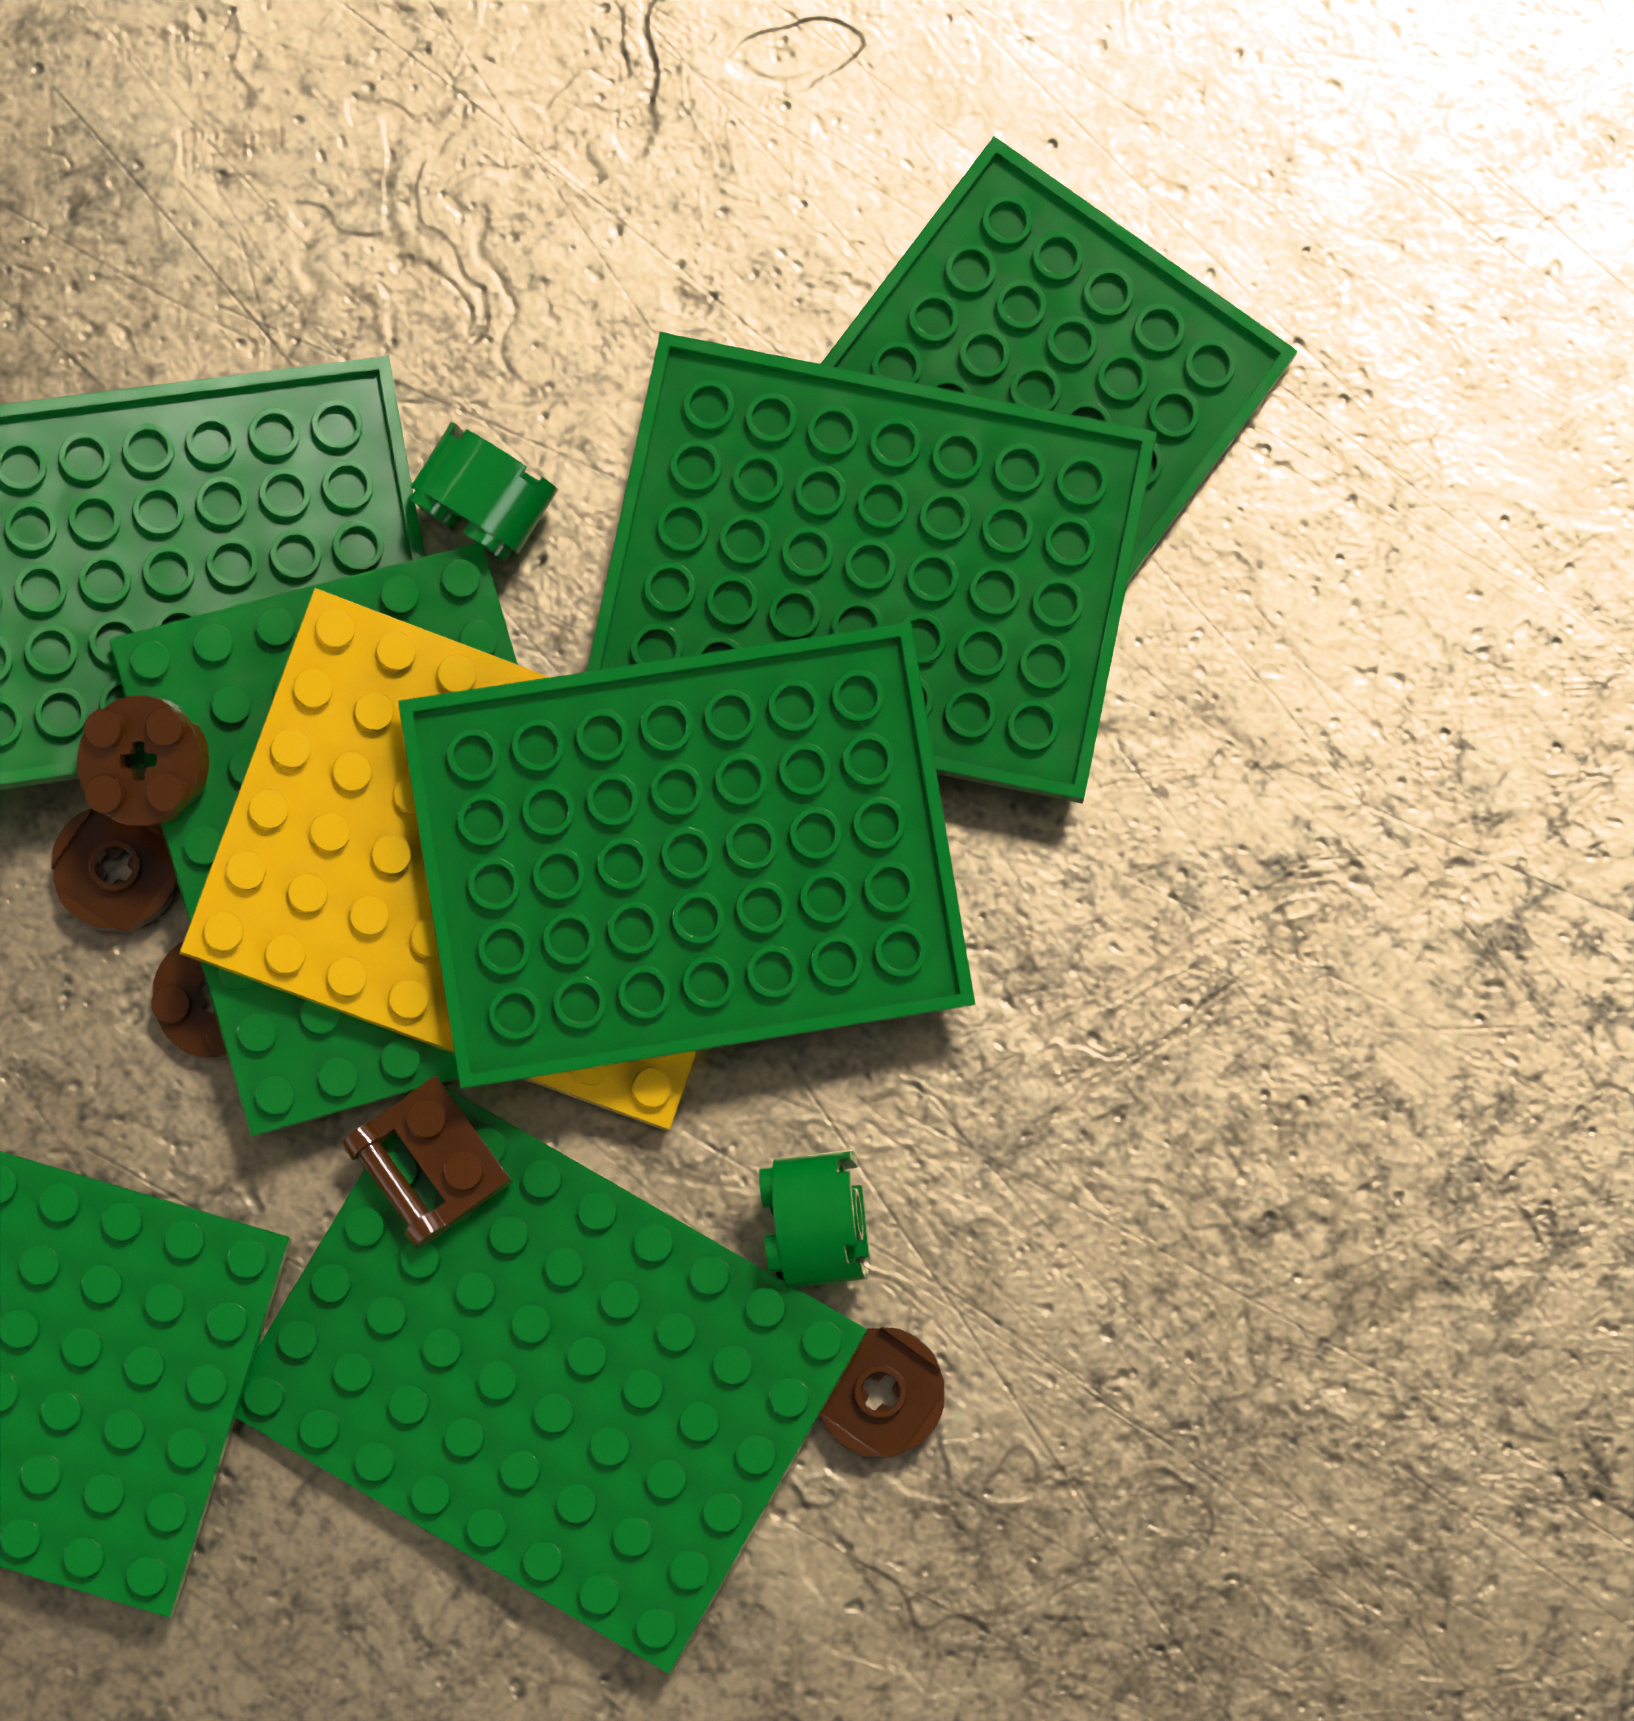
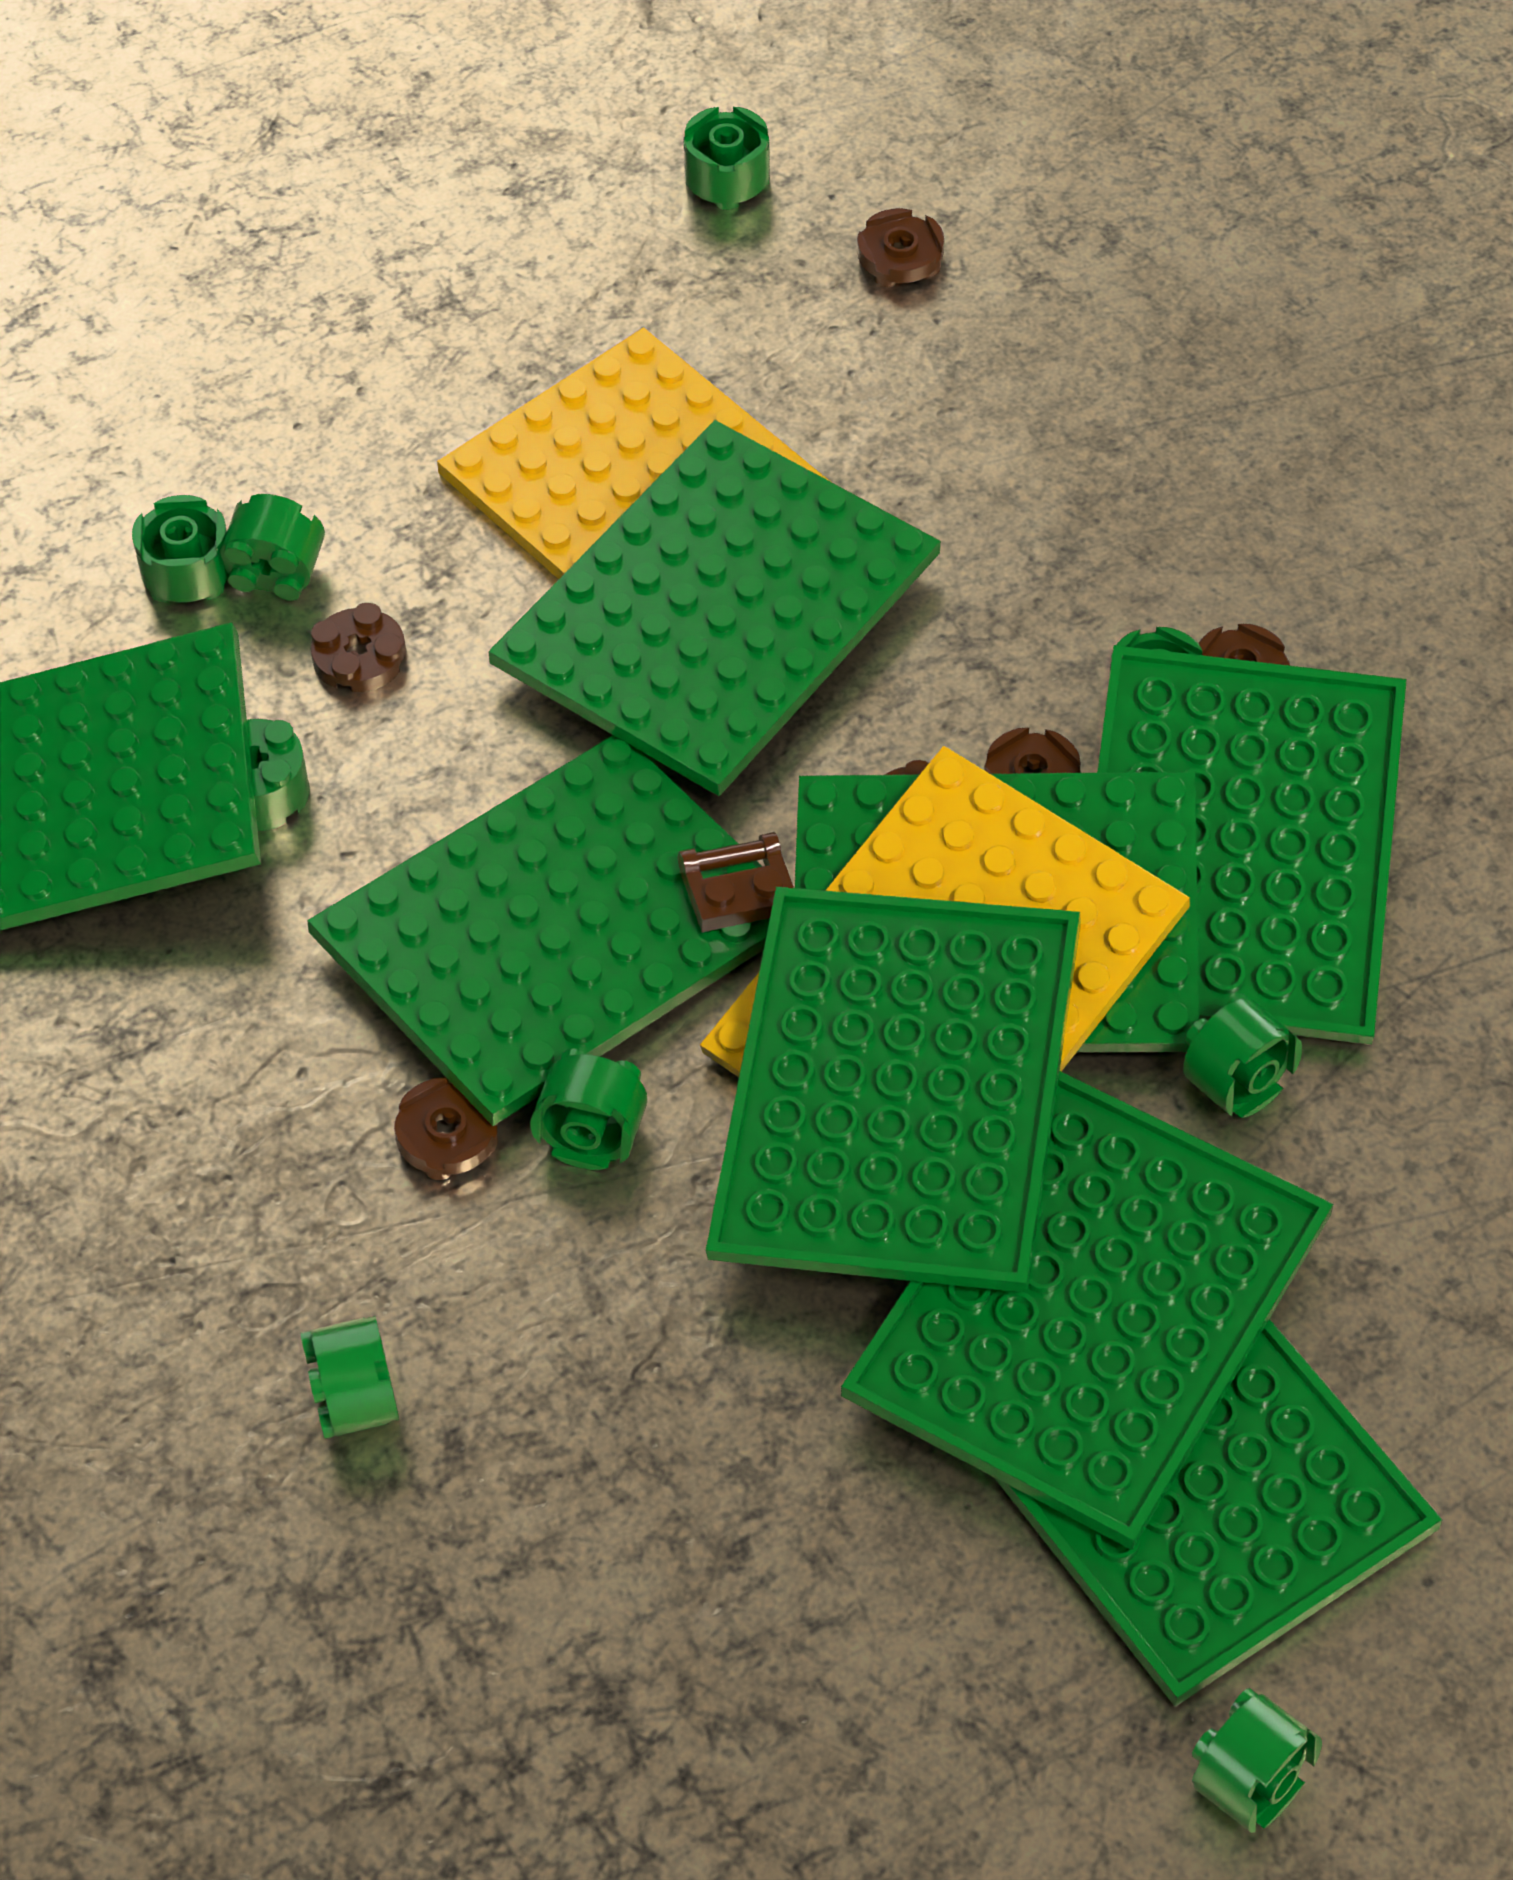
camera: 115 degrees right, 25 degrees down
(105, 756) = (1114, 750): reddish brown plate -> none
(1262, 1352) = (350, 1376): none -> green brick
(1349, 248) = (1254, 1760): none -> green brick

